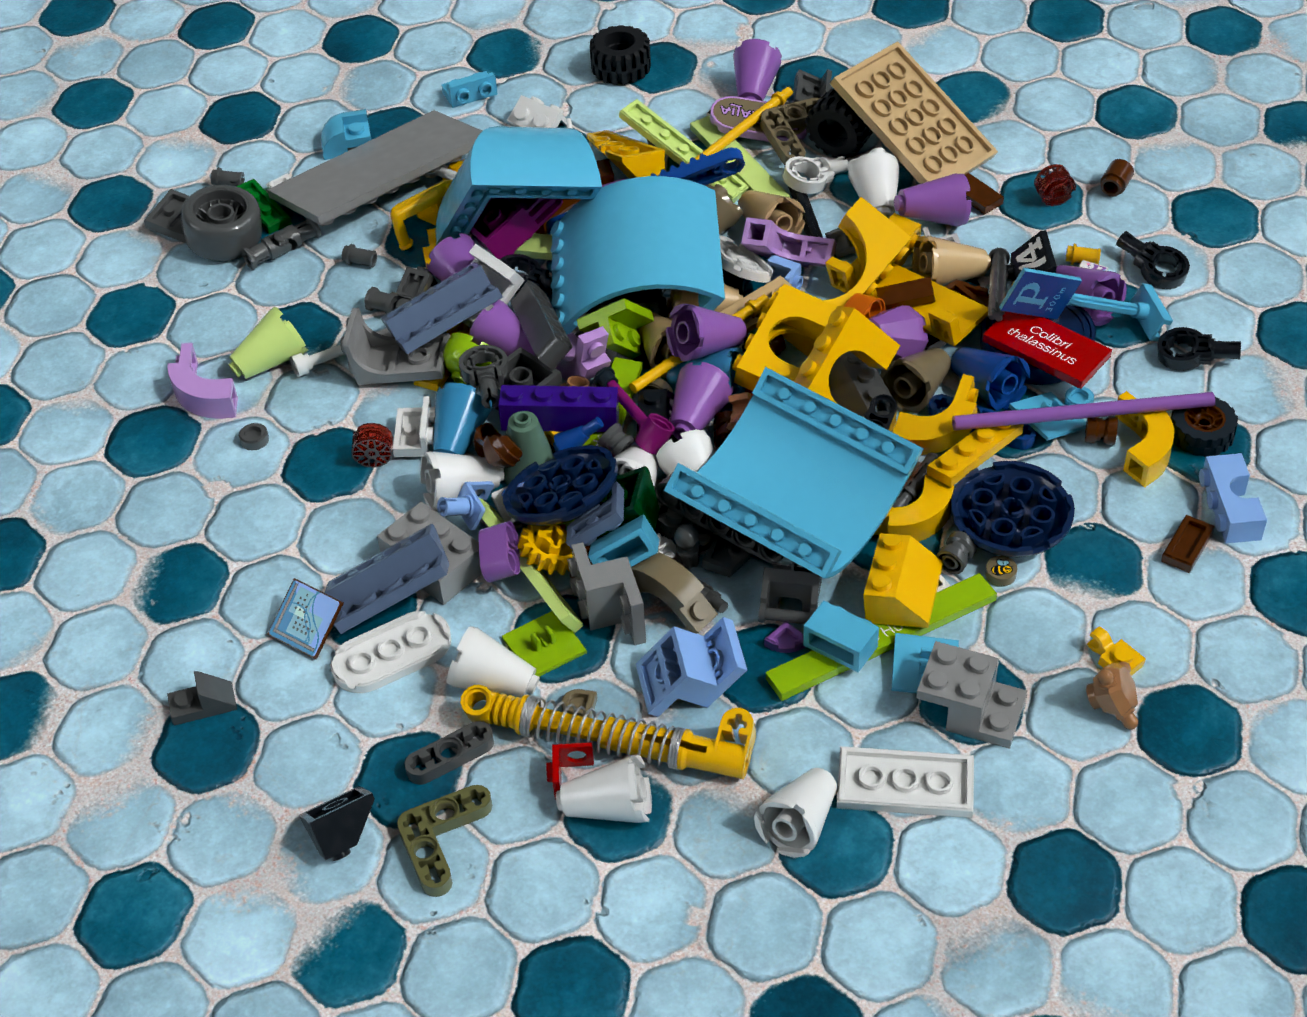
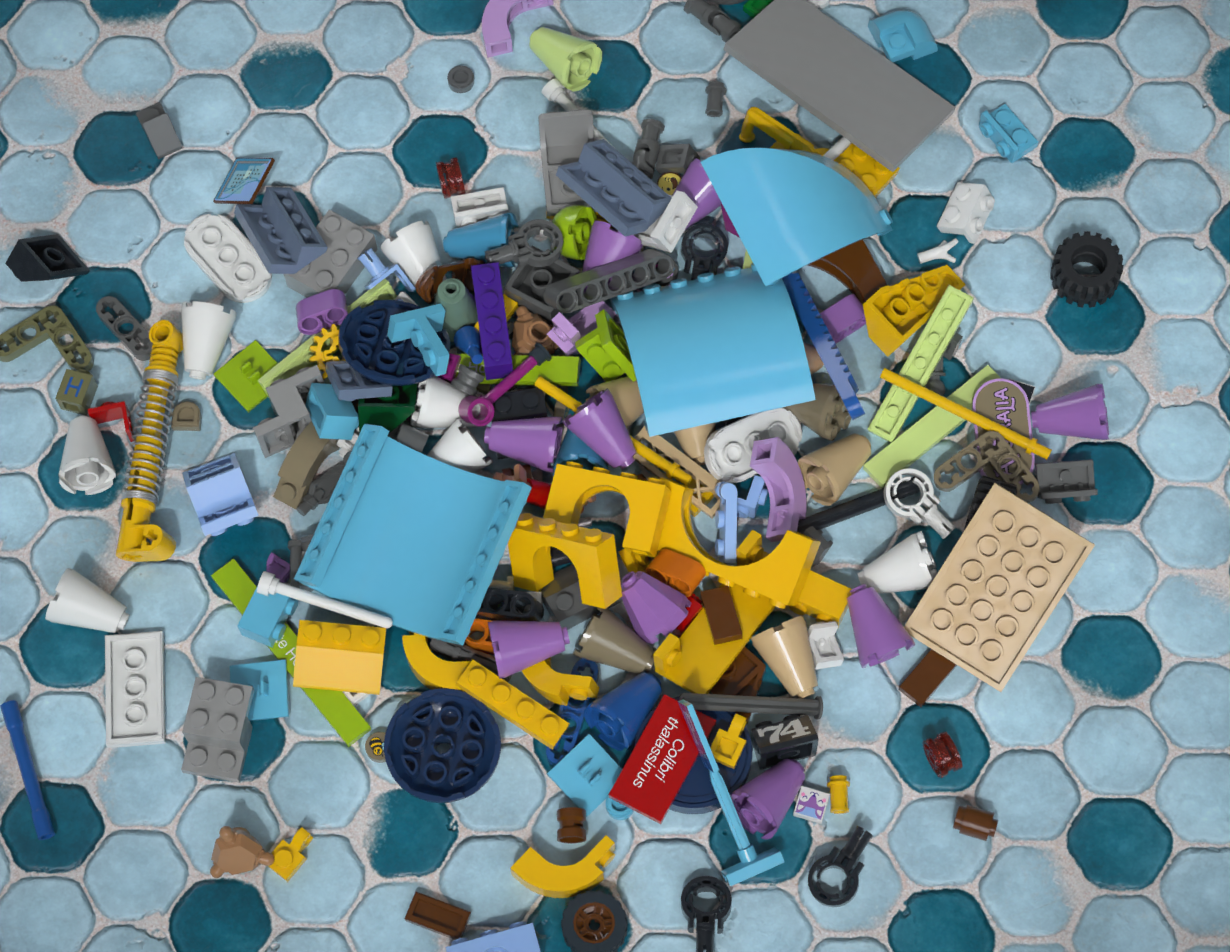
camera: 80 degrees right, 20 degrees up
(520, 802) = (76, 391): none -> olive brick
(571, 448) = (422, 328): none -> medium azure bracket
(811, 278) = (726, 522): none -> light blue plate
(820, 611) = (270, 585): none -> white piece
(925, 418) = (525, 643): none -> medium lavender cone
(957, 552) = (387, 702): dark grey wheel -> none
(1050, 885) = (40, 814): none -> blue piece
(1082, 411) = (568, 801): medium lavender piece -> none

